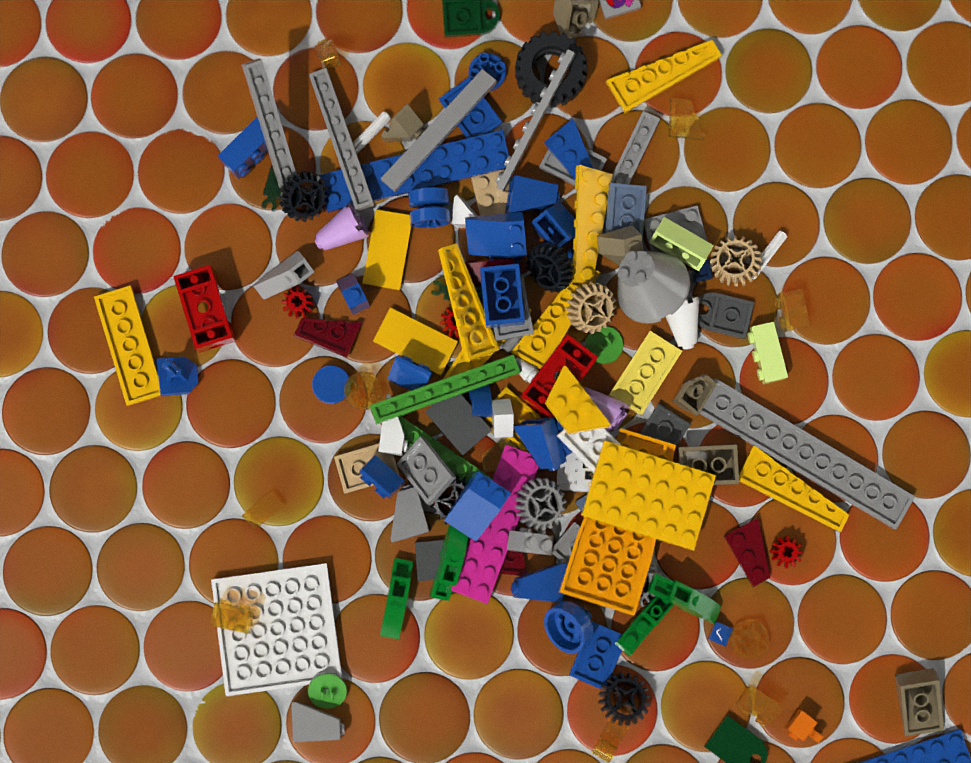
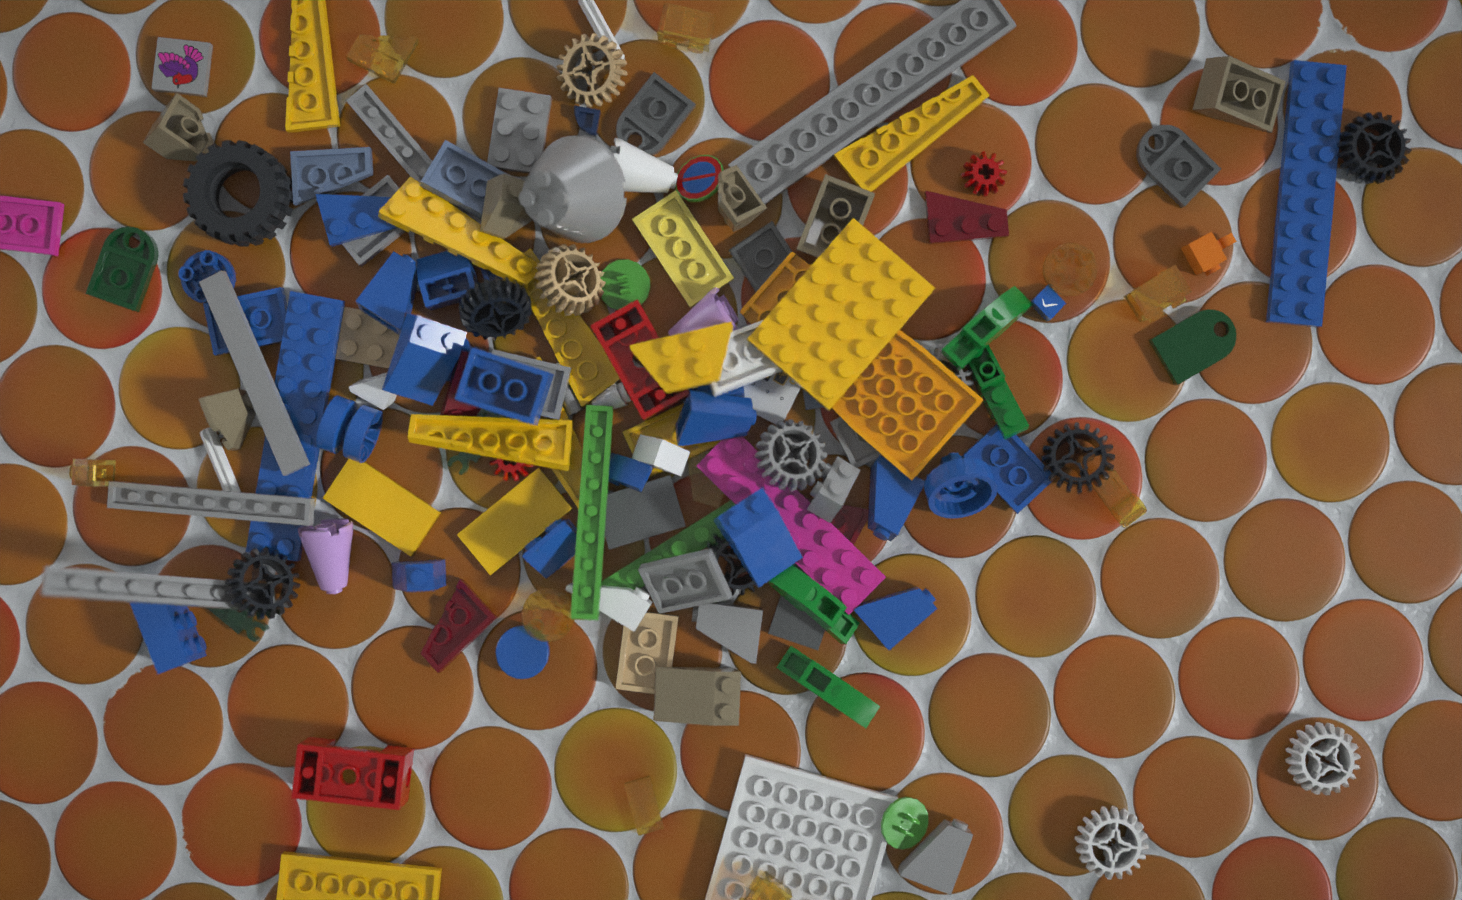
camera: 70 degrees left, 5 degrees up
(176, 376) = (424, 844): blue piece -> none
(284, 276) = (357, 652): light grey slope -> none
(291, 307) = (404, 659): red gear -> none
(353, 512) = (697, 695): none -> dark tan slope
(381, 476) = (668, 642): blue slope -> none
(465, 623) = (896, 614): none -> blue slope
(538, 112) = (286, 234): light grey plate -> none
(592, 119) = (327, 170): none -> sand blue wing
(681, 243) = (539, 128): yellowish green brick -> none
(697, 362) = (698, 178): none -> piece
(767, 353) = (725, 84): yellowish green brick -> none
(853, 681) = (1177, 165): none -> dark grey tile

